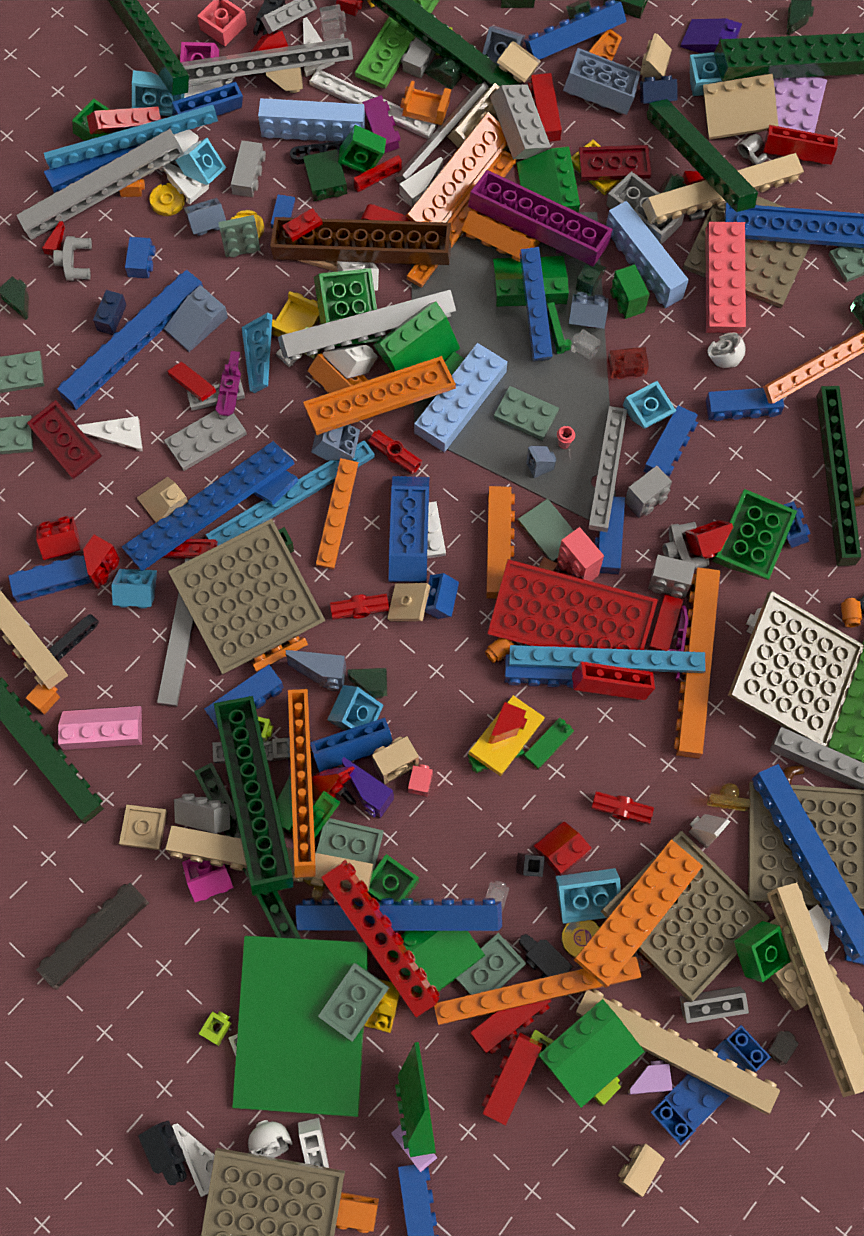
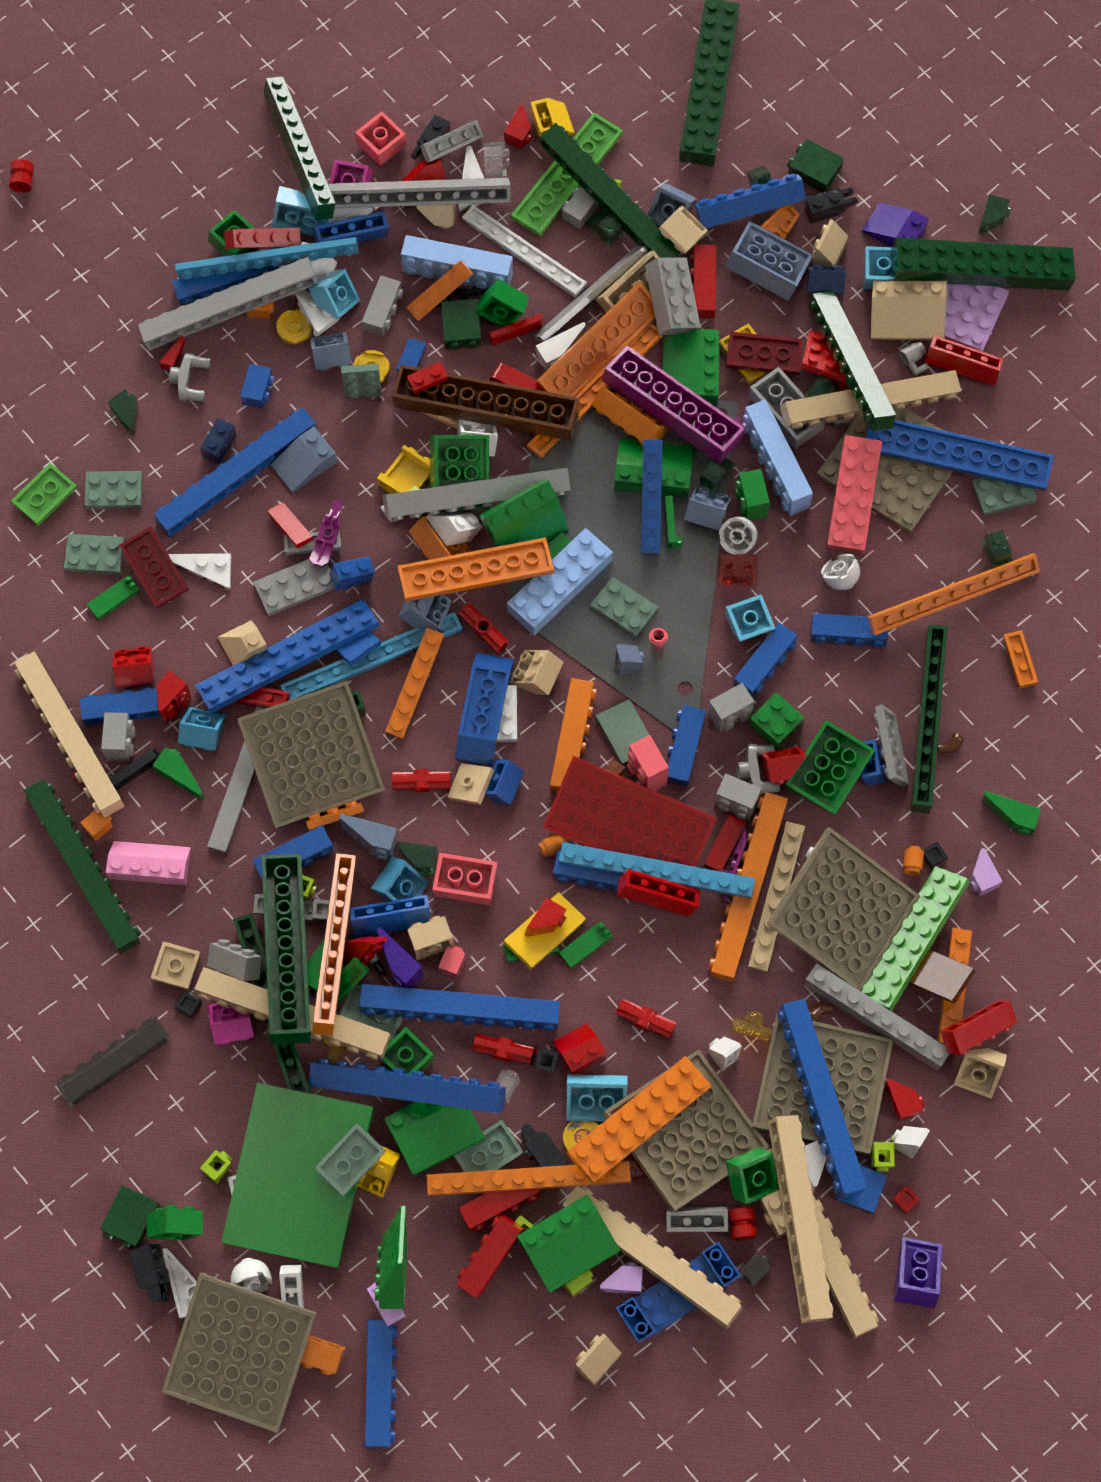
camera: 10 degrees right, 0 degrees up
(29, 474) = (113, 597): none -> green hinge
(51, 607) = (117, 737): none -> light grey brick
(112, 630) = (173, 768): none -> green slope
(133, 1097) = (128, 1217): none -> dark green brick
(161, 864) = (188, 1004): none -> black tile
(181, 1097) = (175, 1223): none -> green brick
(257, 351) = (362, 497): dark azure wing -> none
(259, 417) = (352, 573): none -> blue brick
(300, 145) = (439, 290): none -> orange plate
(380, 949) = (384, 1115): red brick -> none
(381, 123) = (529, 276): magenta brick -> none
(419, 696) = (465, 879): none -> coral brick
(425, 105) = (578, 261): orange panel -> none
(436, 825) = (459, 1007): none -> blue brick
(453, 485) = (536, 671): none -> tan slope
(486, 860) = (503, 1049): none -> red piece
(585, 345) = (697, 544): clear brick -> none
(607, 469) = (694, 678): light grey plate -> none
(623, 330) = (738, 535): none -> white cylinder
(646, 24) = (829, 204): none -> black hinge
(669, 160) = (820, 359): none -> red plate
(693, 498) = (776, 721): none -> green brick
(725, 668) = (778, 887): none -> tan plate
(759, 1002) = (742, 1223): none -> red wheel
(810, 510) = (892, 747): none -> light grey plate

